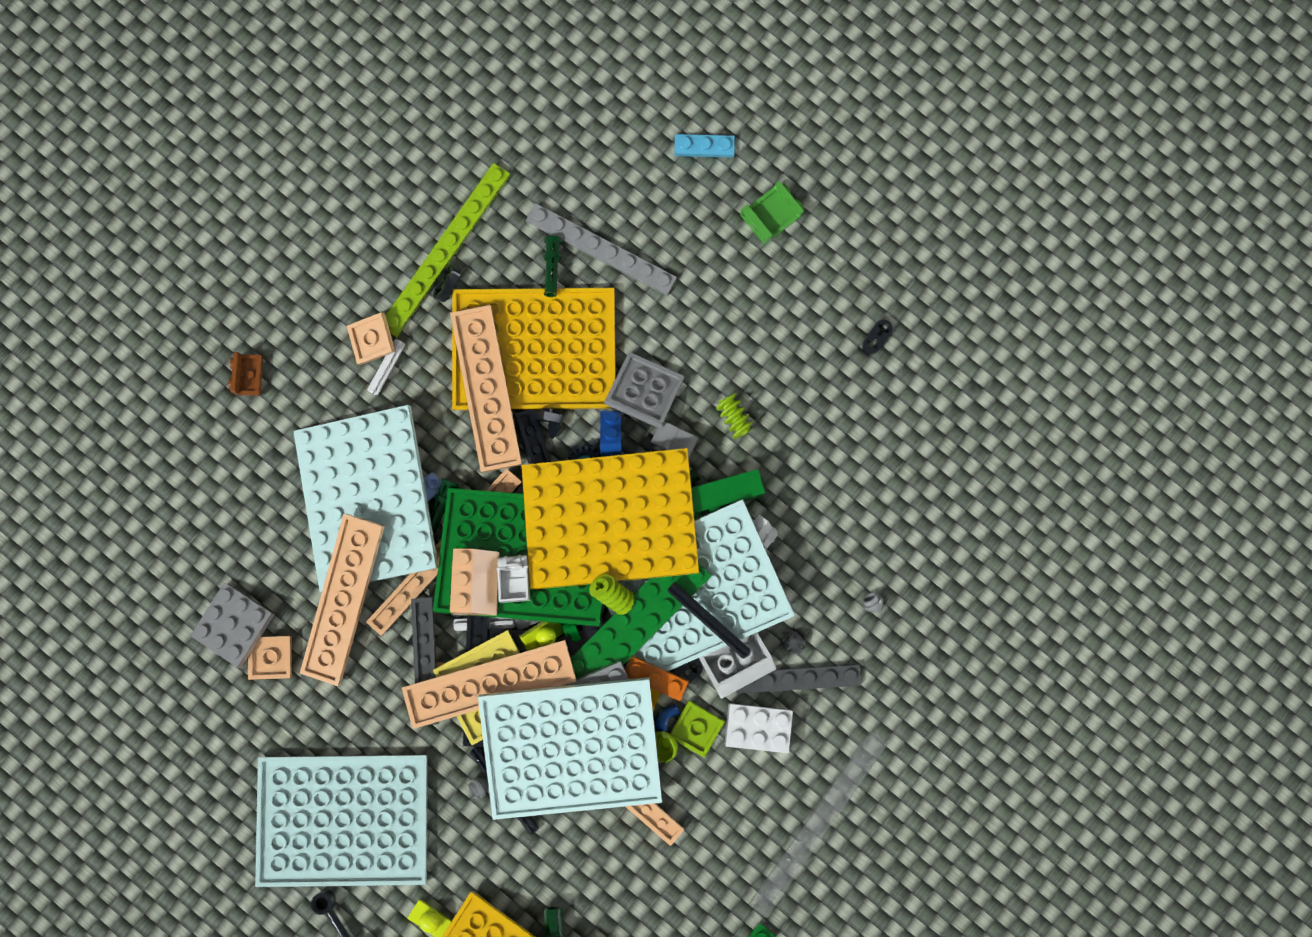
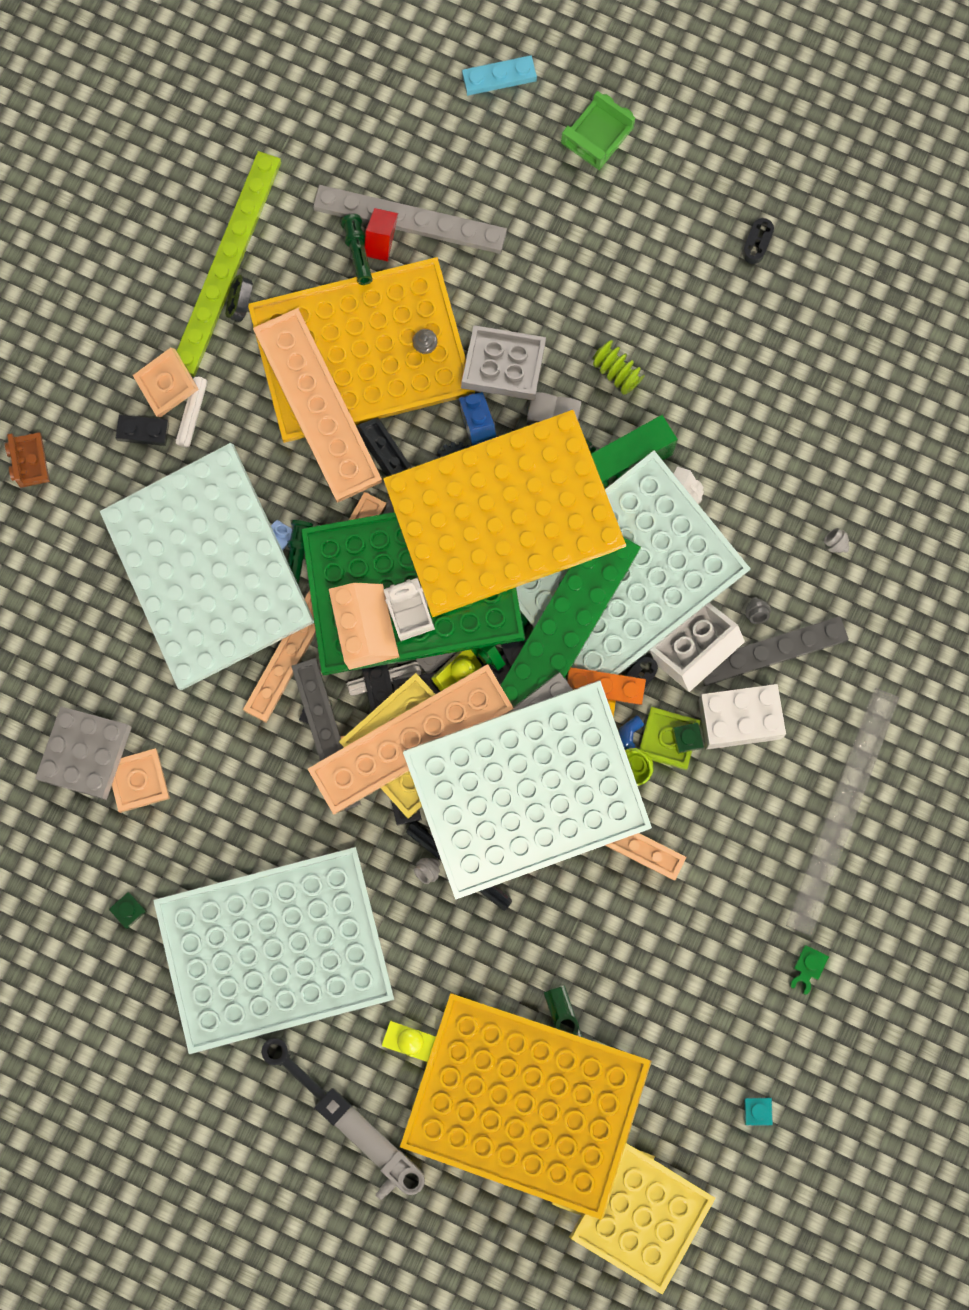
camera: 10 degrees left, 5 degrees down
(237, 759) = (127, 910): none -> dark green plate
(342, 599) = (209, 687): light nougat plate -> none
(343, 372) = (142, 430): none -> black plate
(554, 420) = (400, 421): black plate -> none
(573, 257) = (380, 234): none -> red slope
(585, 357) = (425, 341): none -> dark grey plate
(612, 594) = (530, 595): lime piece -> none
(708, 620) = (652, 598): black axle -> none
(711, 734) = (688, 738): none -> dark green plate

